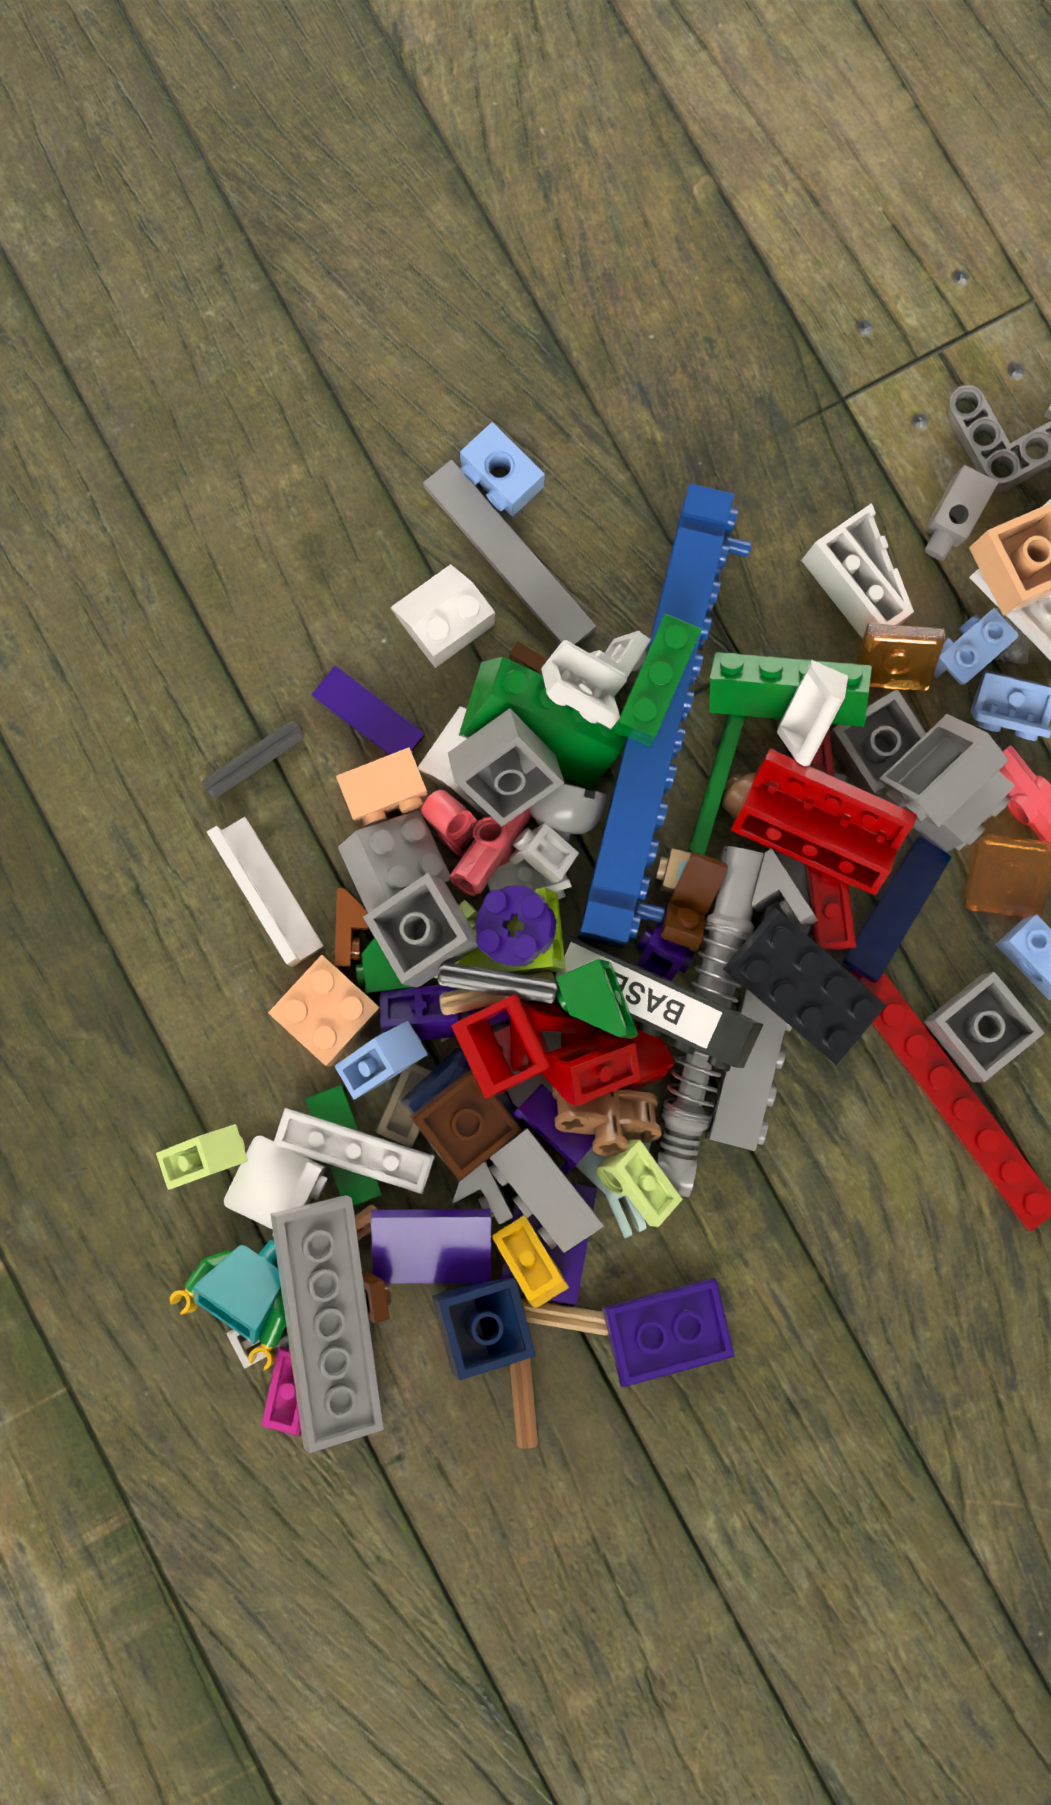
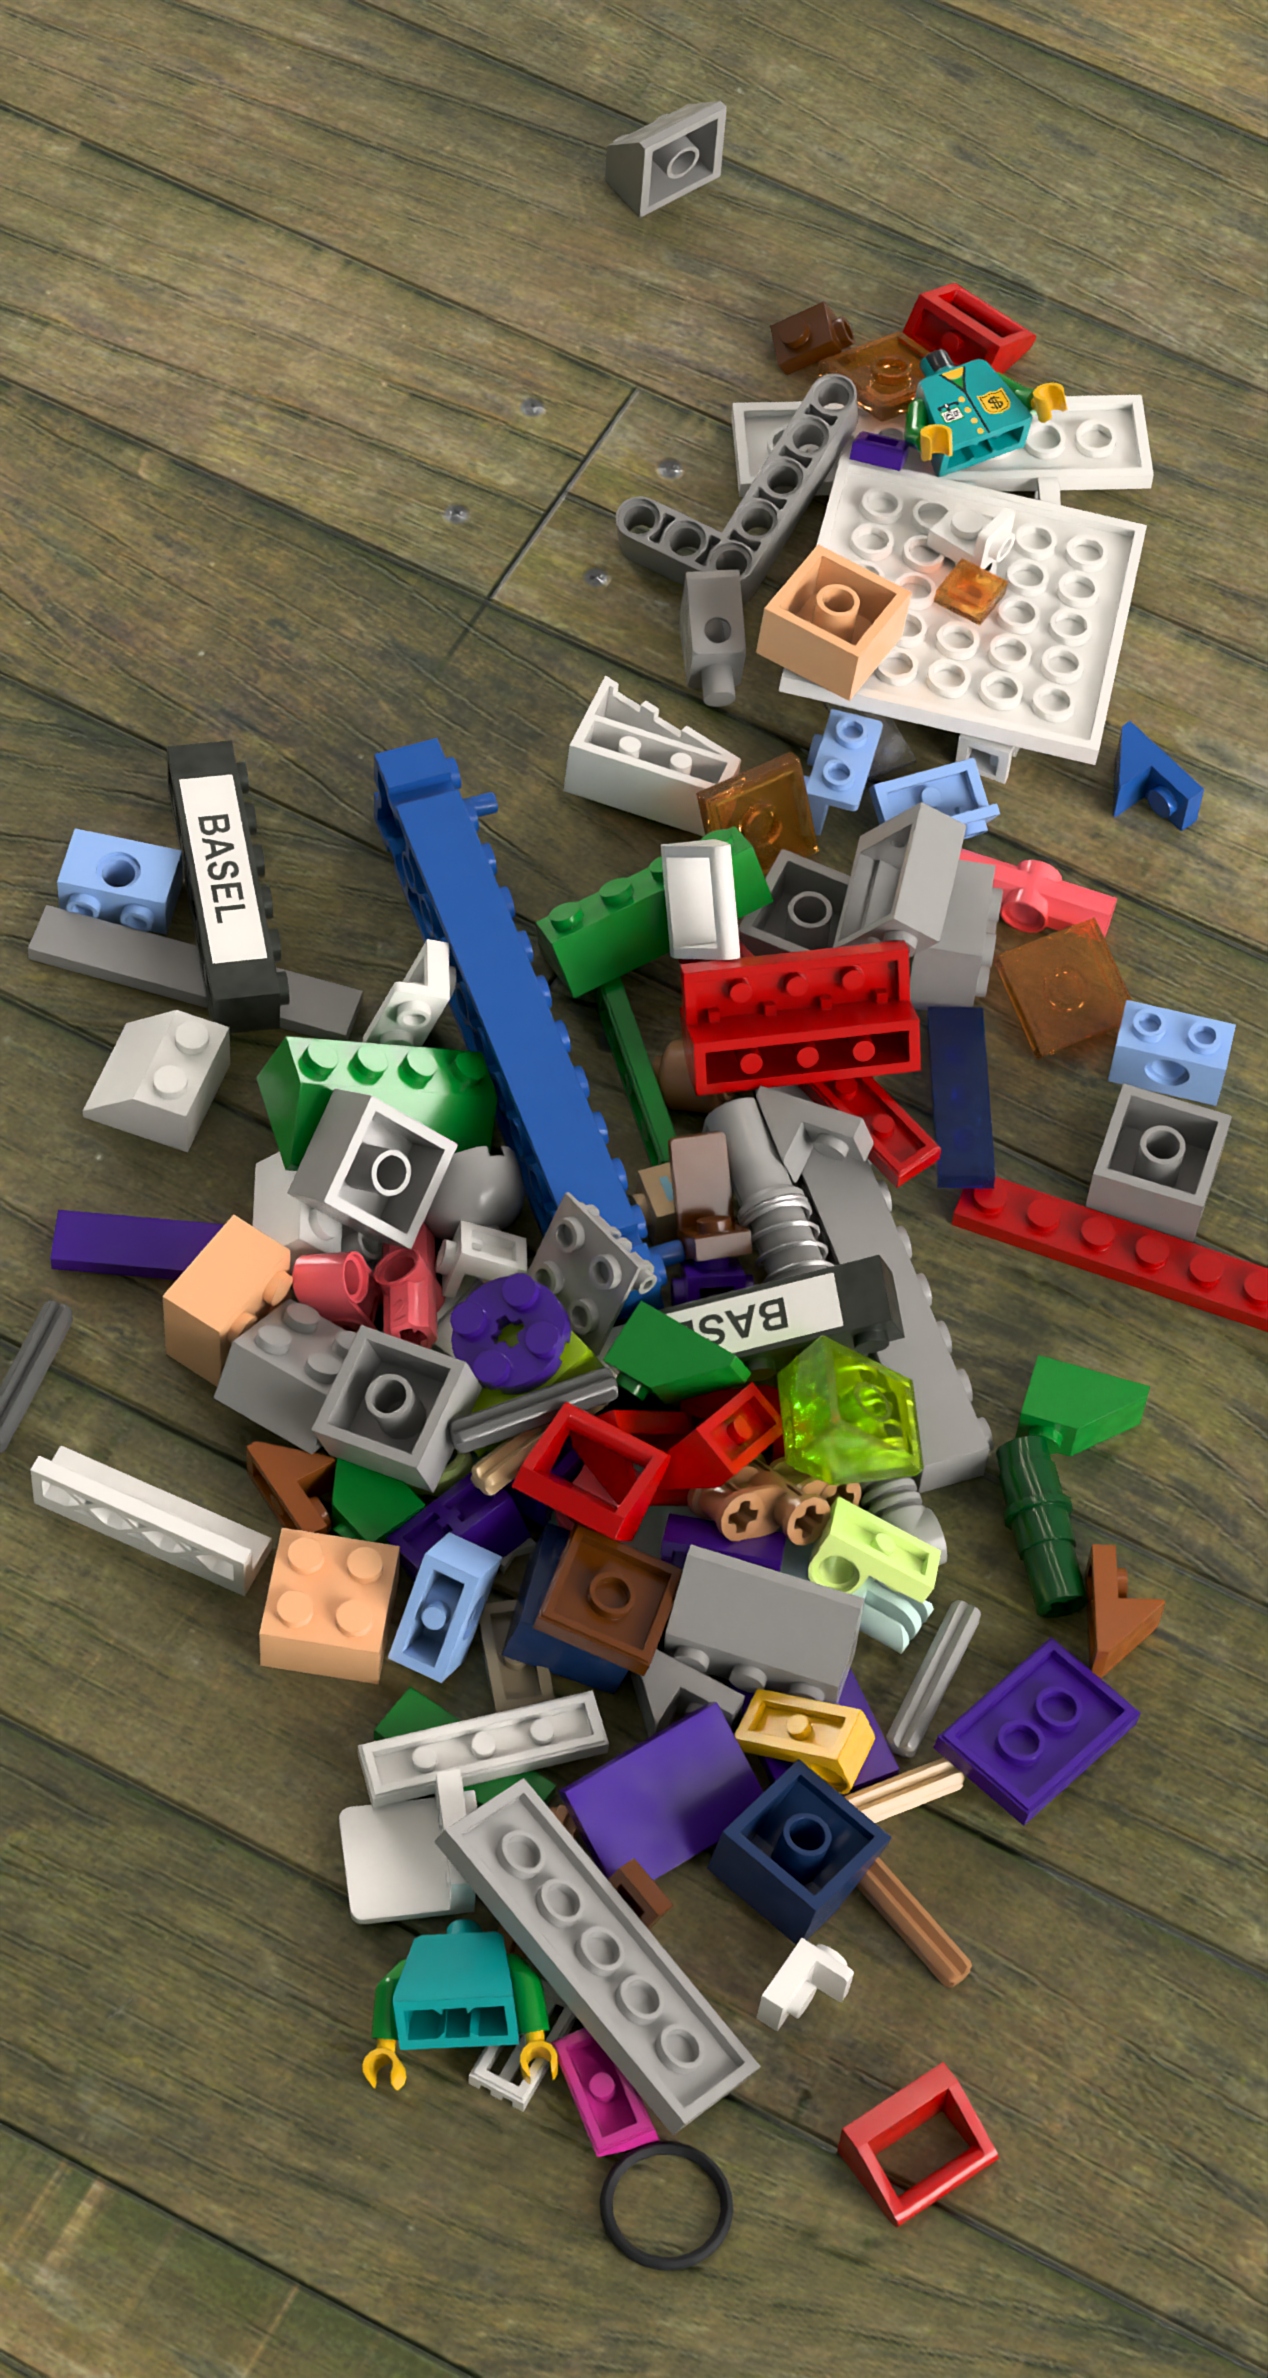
camera: 30 degrees left, 25 degrees down
(202, 1156) = (285, 1875): yellowish green slope -> none
(279, 1509) = (638, 2255): none -> black tyre
(429, 1397) = (798, 1980): none -> white bracket
(436, 1509) = (898, 2116): none -> tile
(555, 511) = (224, 887): none -> pearl dark grey brick
(583, 683) = (403, 1014): white bracket -> none
(584, 914) = (589, 1270): none -> light grey hinge
(633, 1260) = (933, 1679): none -> light grey axle
(658, 680) = (493, 969): green brick -> none
(675, 1101) = (848, 1417): none -> clear neon green slope
(751, 1298) = (1113, 1620): none -> dark orange slope
(755, 1211) = (1041, 1526): none -> dark green piece
(804, 986) = (916, 1219): black plate -> none
(824, 1148) = (1078, 1406): none -> green slope

